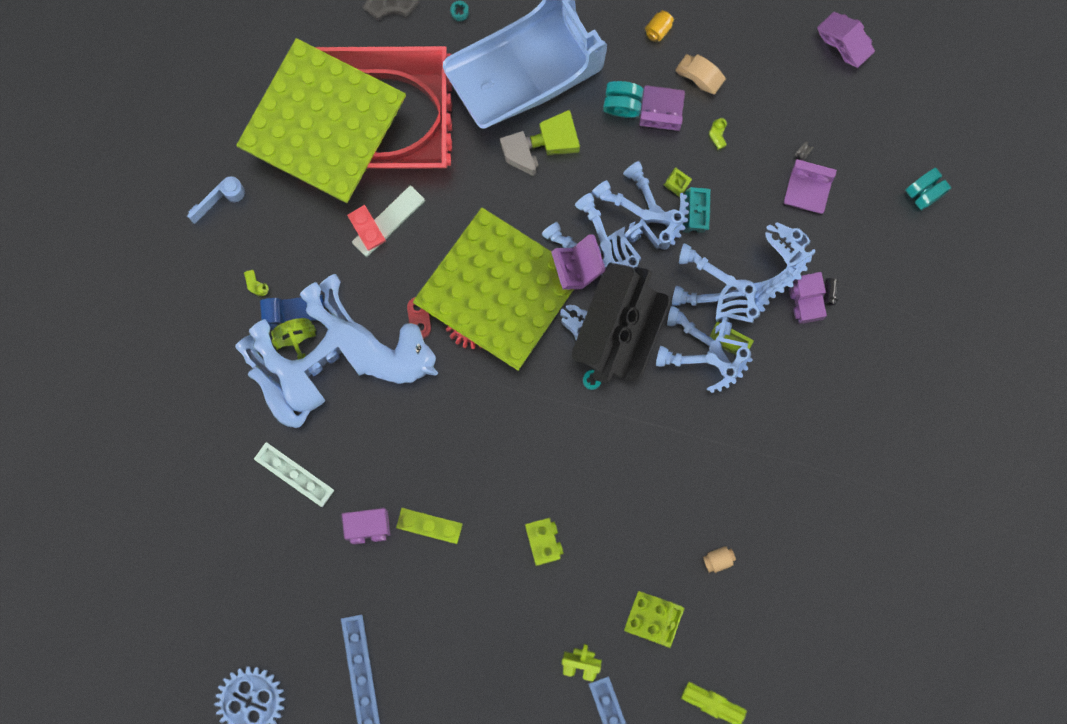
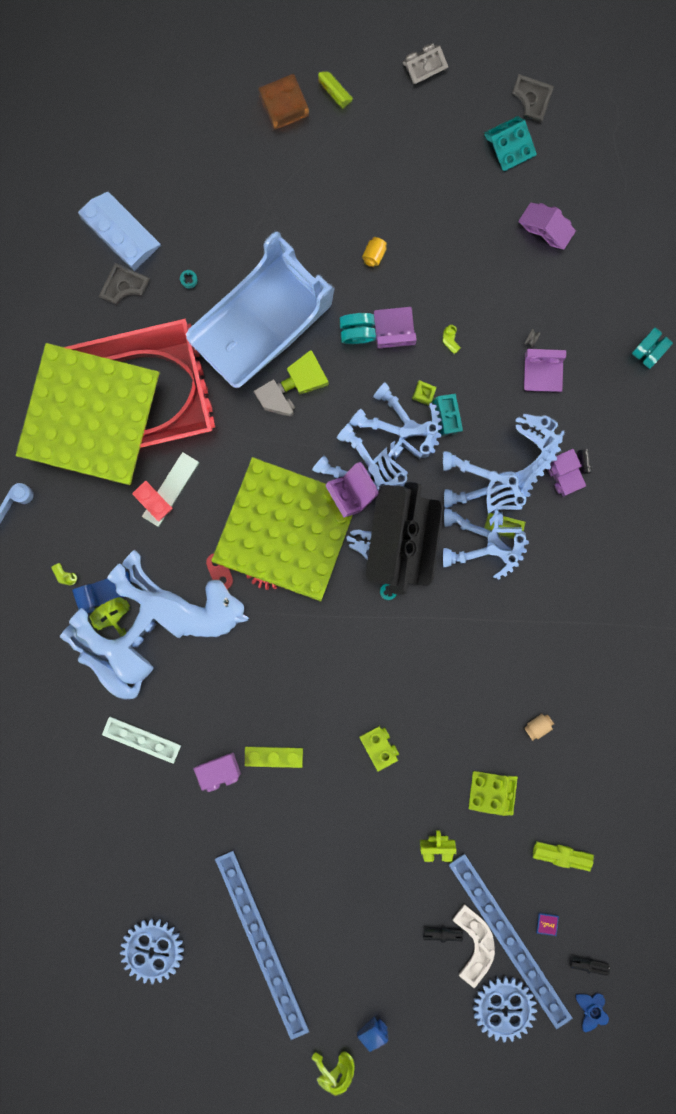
camera: 15 degrees left, 5 degrees up
(702, 72) = (422, 286): tan brick -> none

